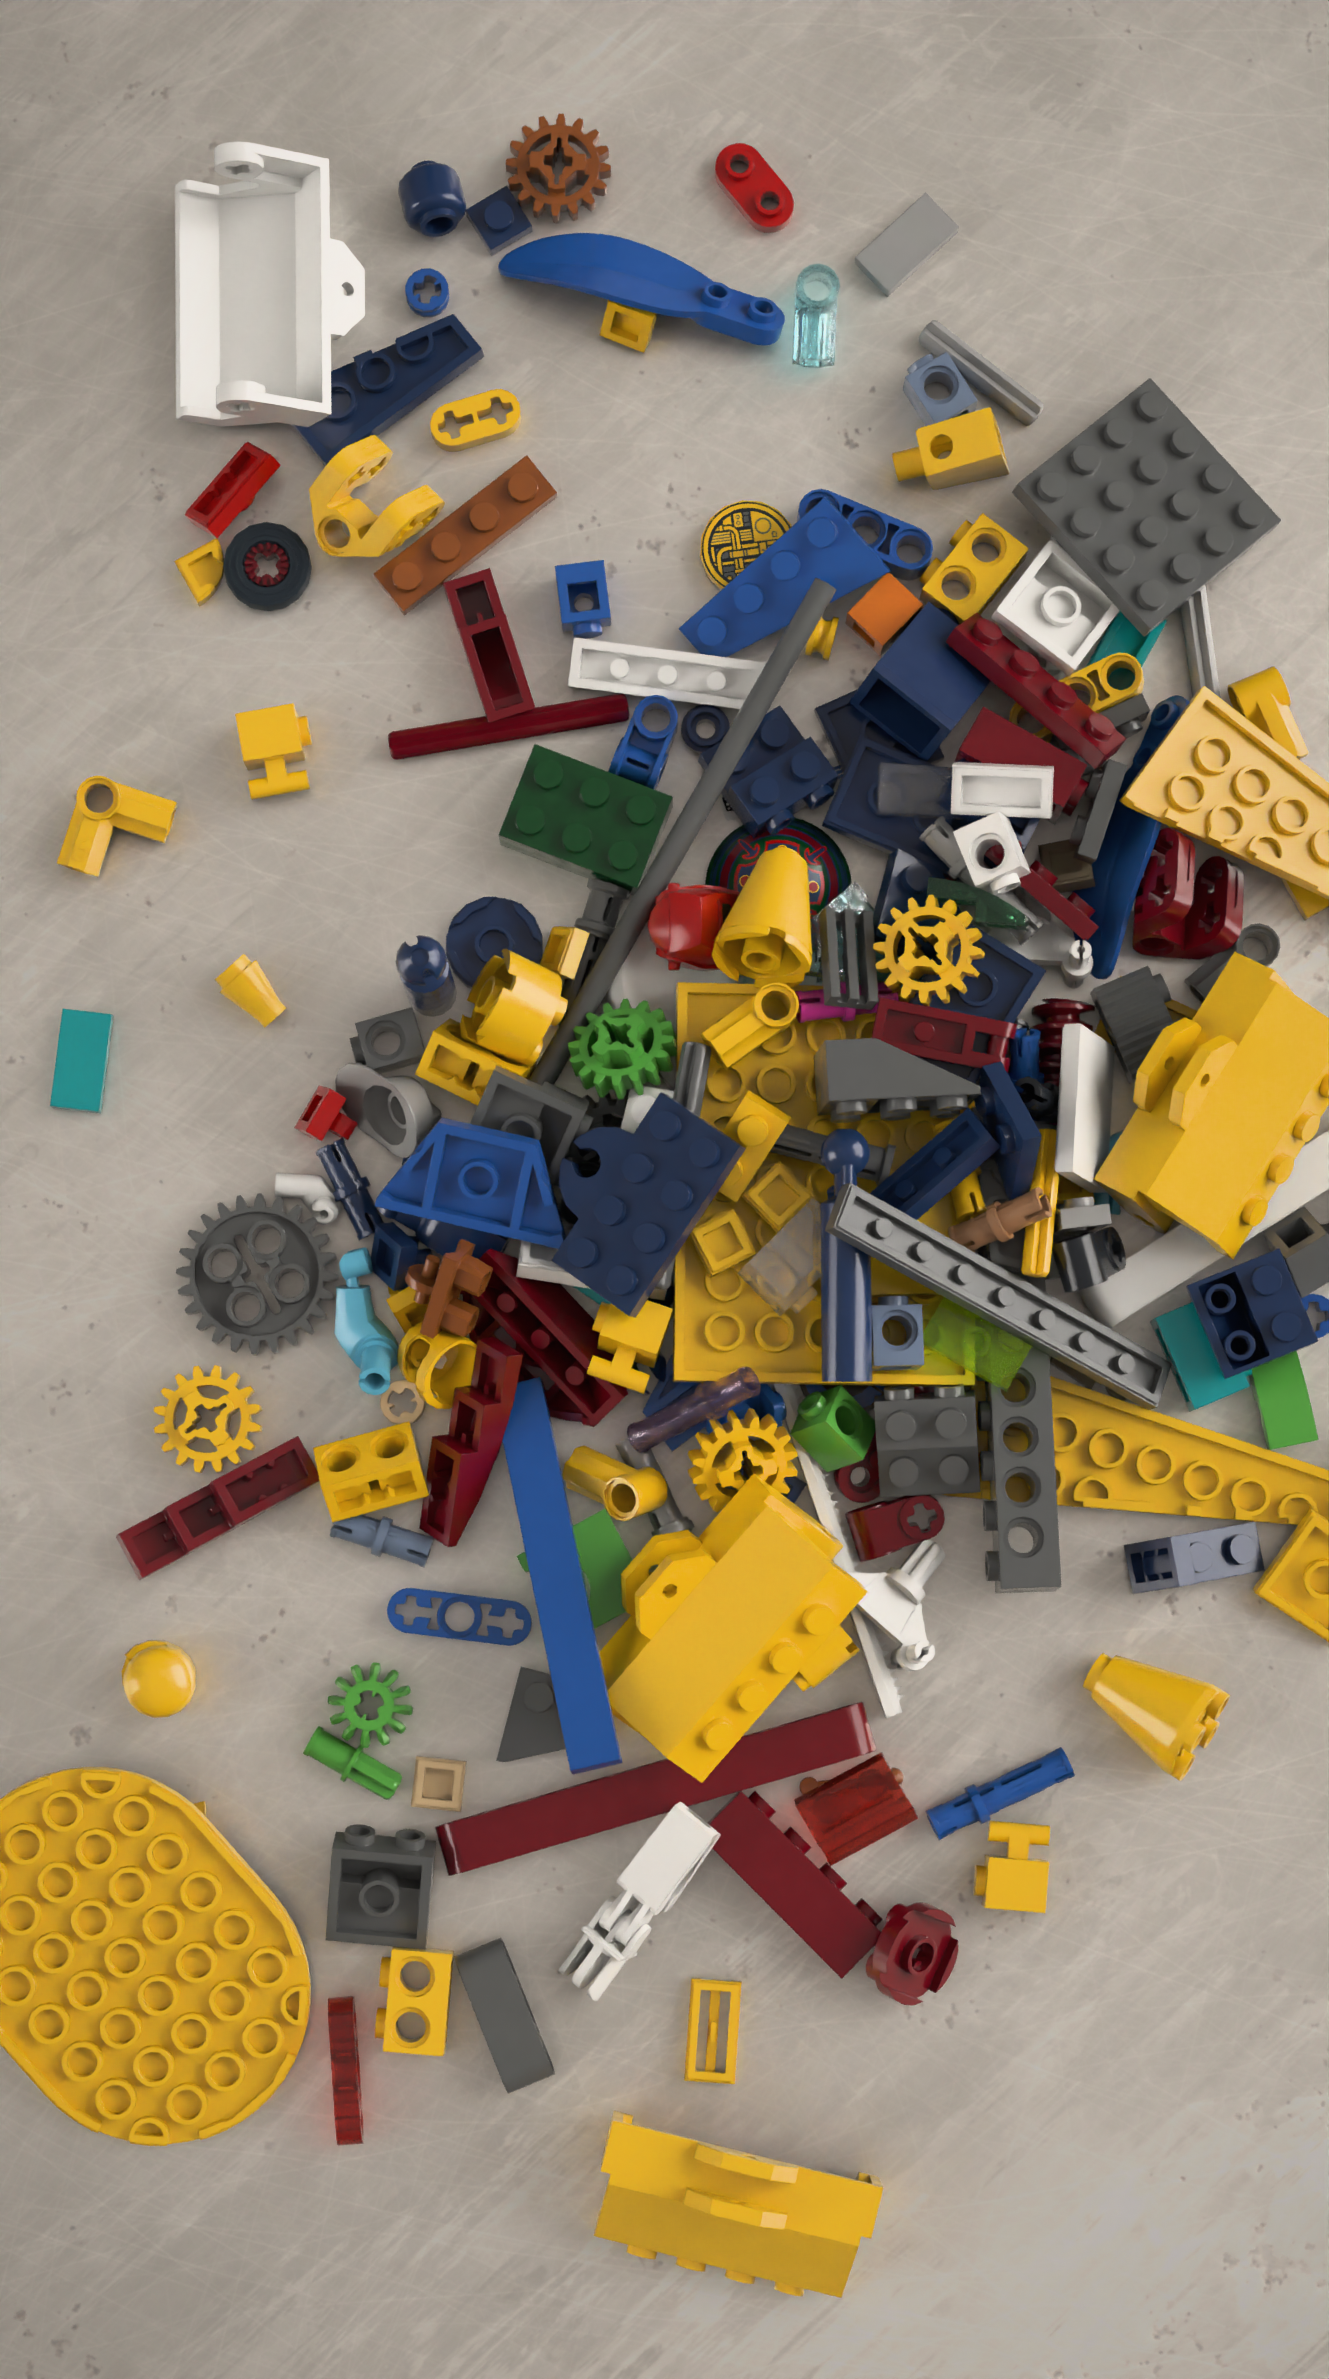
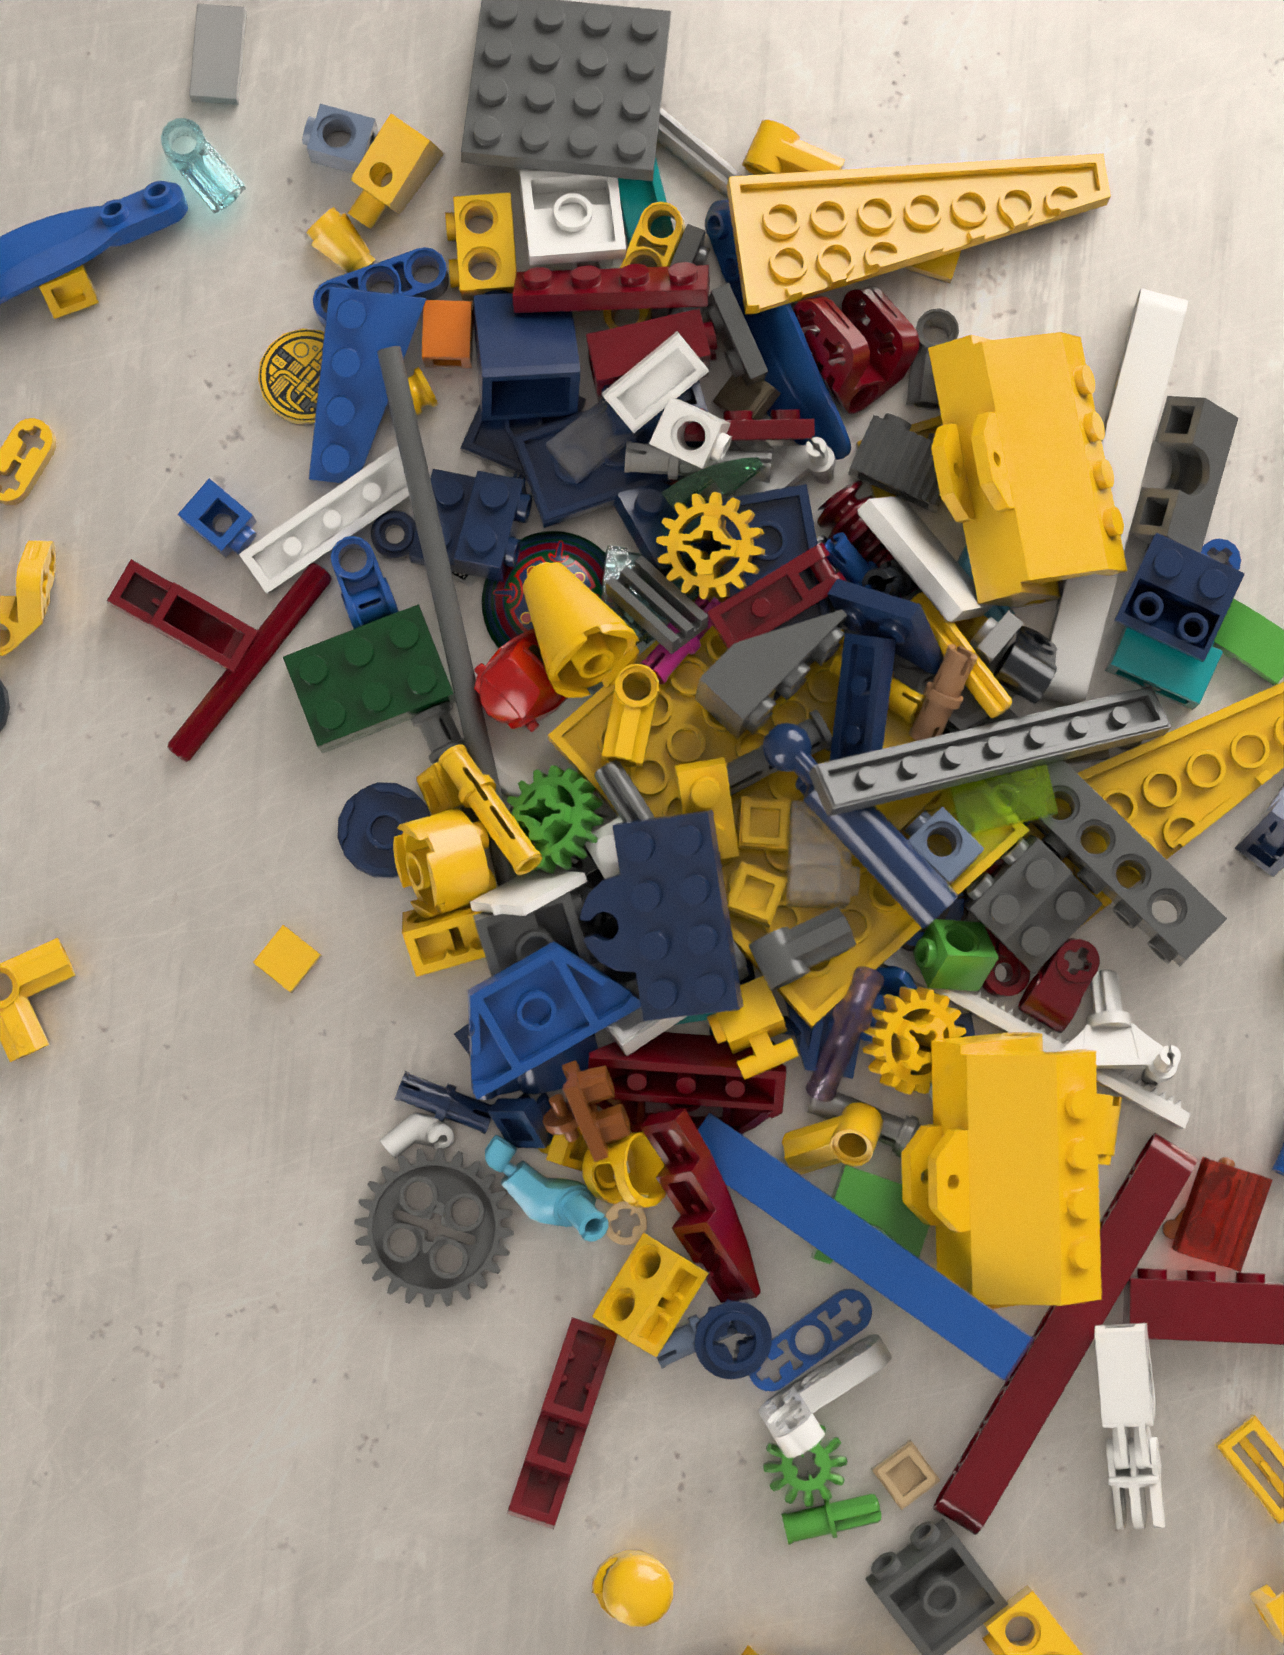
camera: 40 degrees left, 0 degrees up
(81, 1061) = (161, 1189): teal tile -> none
(195, 1401) = (473, 1360): yellow gear -> none
(250, 990) = (238, 1025): yellow cone -> none
(270, 741) = (87, 827): yellow brick -> none
(323, 1116) = (376, 1067): red tile -> none
(332, 974) = (287, 959): none -> yellow tile
(387, 1108) = (418, 1020): light grey piece -> none
(391, 1657) = (790, 1410): none -> white beam
(399, 1022) = (372, 948): dark grey brick -> none
(405, 1583) = (749, 1352): none -> dark blue gear
(426, 976) = (362, 896): dark blue piece -> none
(465, 535) = (90, 552): dark orange plate -> none
(504, 2015) = (1108, 1598): dark grey beam -> none
(533, 1719) = (931, 1364): dark grey wing -> none
(554, 1086) = (528, 892): none -> white piece
(591, 949) = (479, 793): none -> yellow pin
(706, 1309) = (791, 952): none -> dark grey piece
(752, 186) = (67, 110): red plate -> none
(867, 470) = (340, 241): none -> yellow cone
(982, 373) = (358, 97): light grey axle -> none

